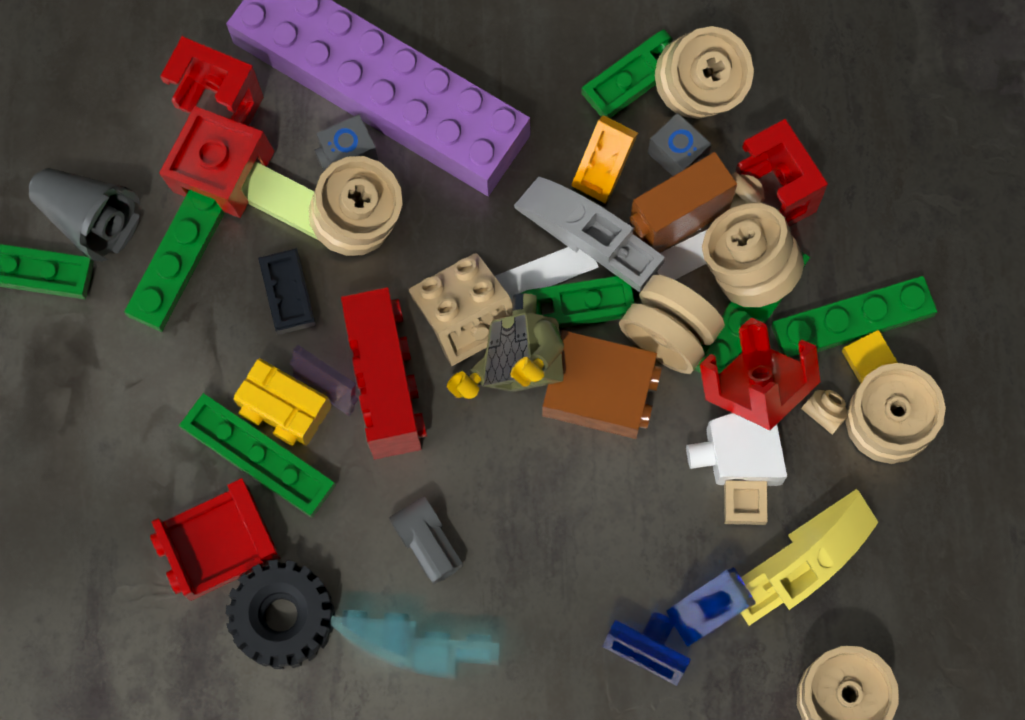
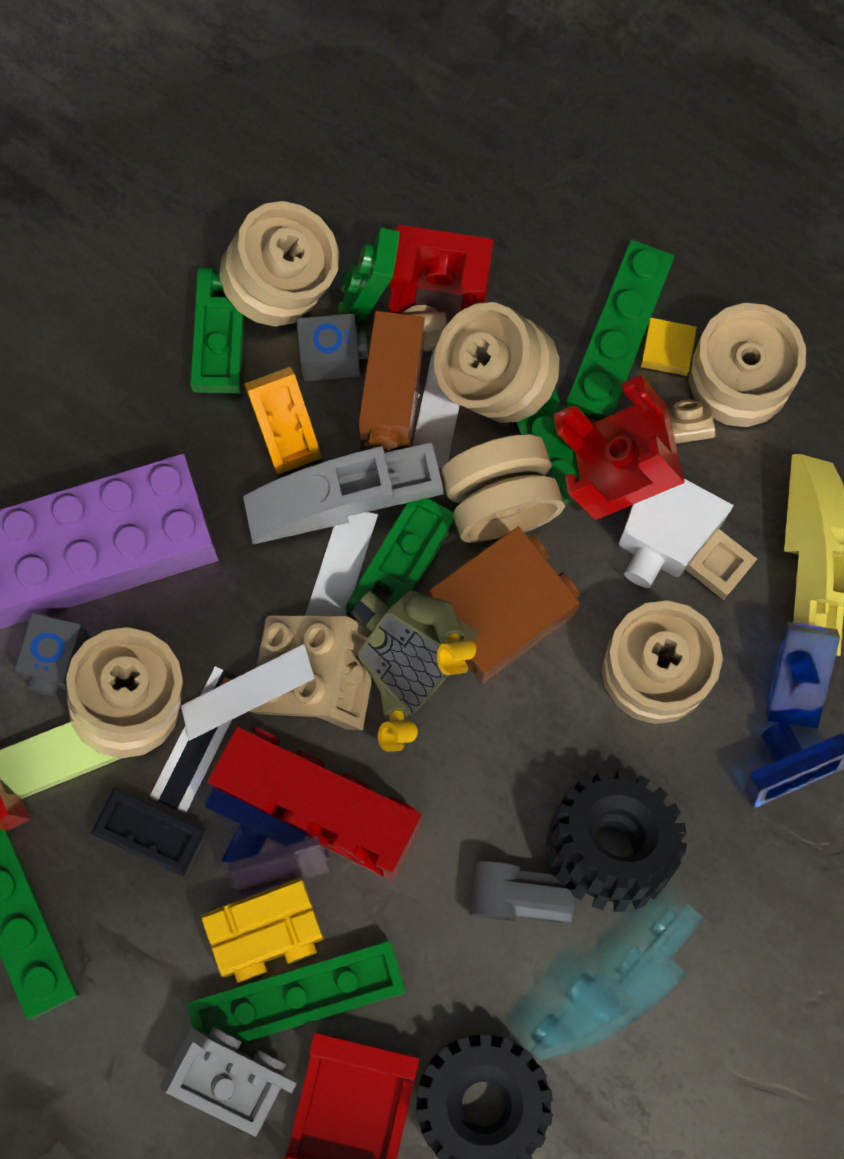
camera: 55 degrees left, 0 degrees up
(175, 450) = (225, 1081): none -> light grey bracket
(337, 348) = (253, 827): none -> clear blue tile
(368, 276) = (191, 758): none -> sticker
(416, 277) = (247, 692): none -> white sticker
(525, 550) = (635, 814): none -> black tyre
(647, 487) = (679, 639): none -> tan wheel
(739, 130) = (369, 277): none -> green plate

